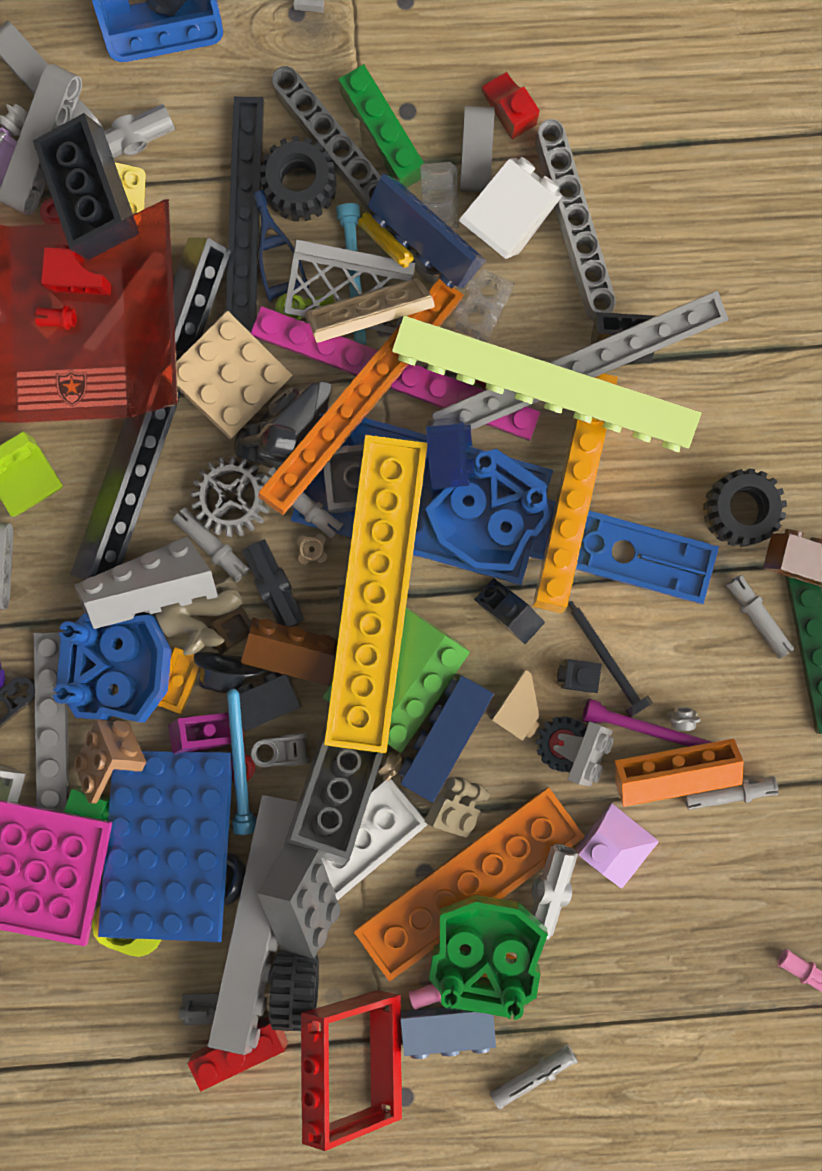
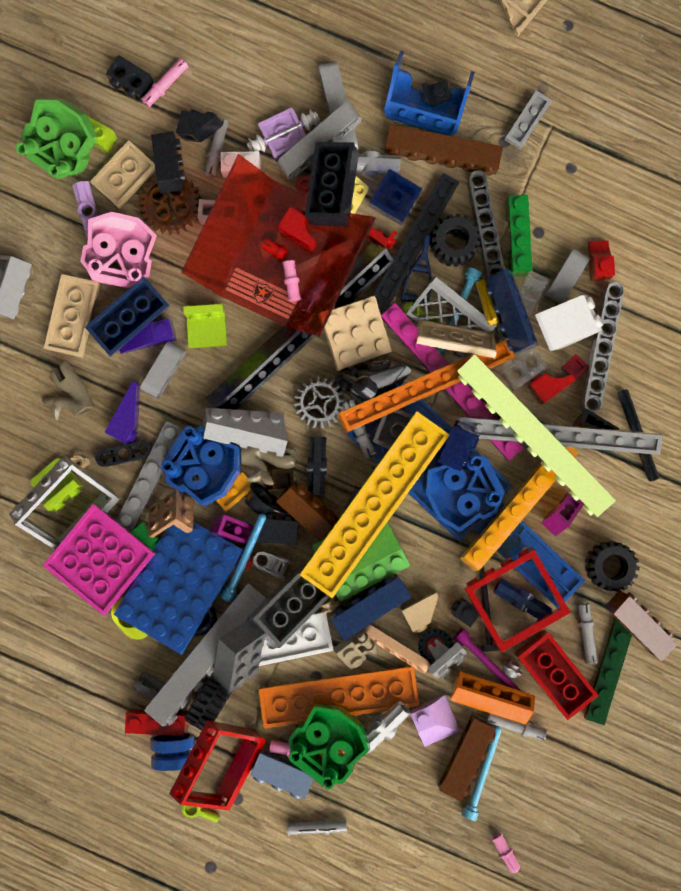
camera: 25 degrees right, 0 degrees up
(101, 349) = (291, 281): none -> bright pink pin
(185, 163) = (395, 197): none -> clear blue brick
(194, 229) = (379, 237): none -> red bracket
(217, 65) = (443, 149): none -> reddish brown brick
(220, 554) = (293, 423): light grey pin -> none
(275, 1082) = (170, 751): none -> blue wheel
(305, 543) = (351, 462): tan plate -> none
(354, 1147) = (190, 811): none -> lime plate
(510, 611) = (444, 553): black slope -> none
(512, 775) = (396, 648): none -> light nougat beam
(528, 312) = (546, 387): none -> red arch
(552, 266) = (575, 366): none -> dark red plate
(641, 473) = (562, 514): none -> magenta arch
(649, 618) = (521, 599): none -> dark blue piece
(672, 300) = (635, 426): none -> black axle
(680, 650) = (533, 627): none -> red window
(686, 873) = (466, 758): none -> reddish brown brick
(730, 940) = (471, 809): none -> medium azure piece
(747, 694) = (556, 674): none -> red brick

